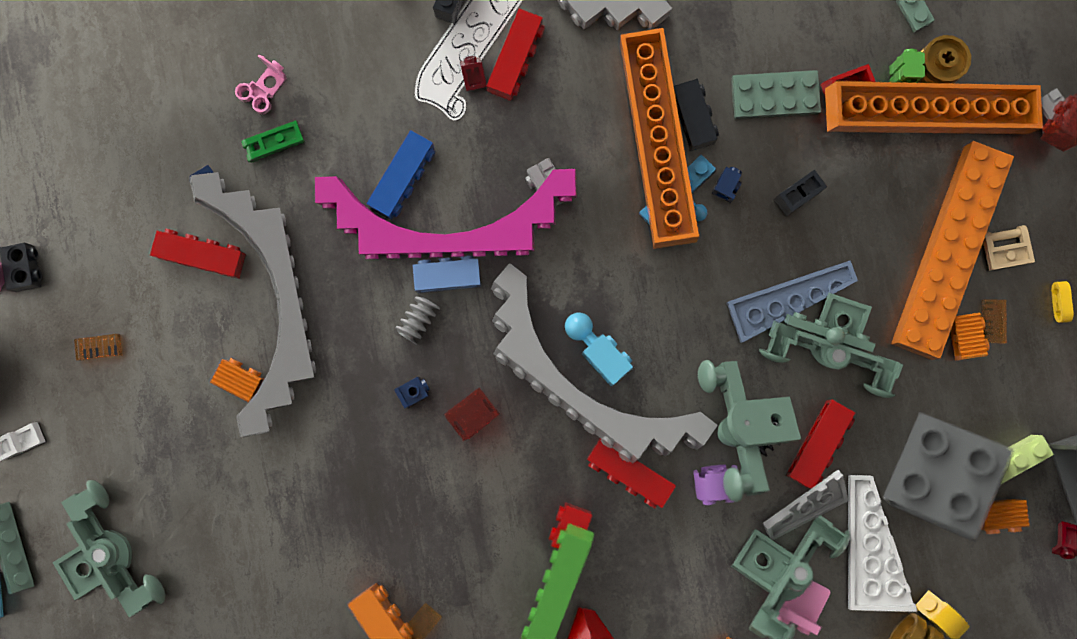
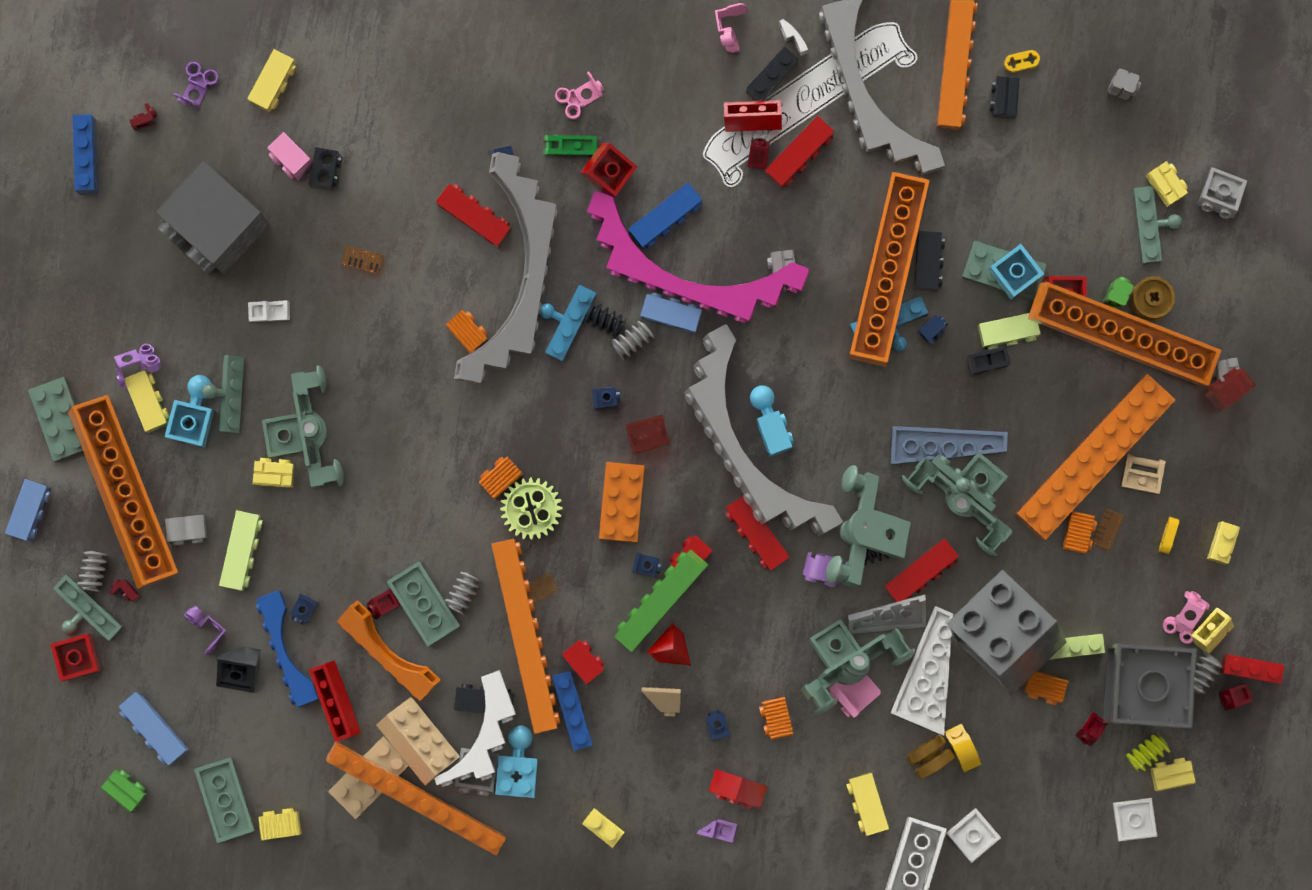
camera: 20 degrees right, 0 degrees up
(87, 616) = (274, 474): none -> light yellow brick
(321, 149) = (608, 169): none -> red brick
(333, 522) = (500, 478): none -> orange brick
(343, 326) = (569, 321): none -> dark azure plate
(363, 555) = (514, 513): none -> yellowish green gear
(379, 309) = (605, 320): none -> black piece
(451, 35) = (752, 116): none -> red brick
(473, 498) = (621, 502): none -> orange brick
(519, 549) = (638, 566): none -> dark blue brick
(793, 87) = (1016, 271): none -> medium azure brick
(807, 154) = (1008, 331): none -> yellowish green brick

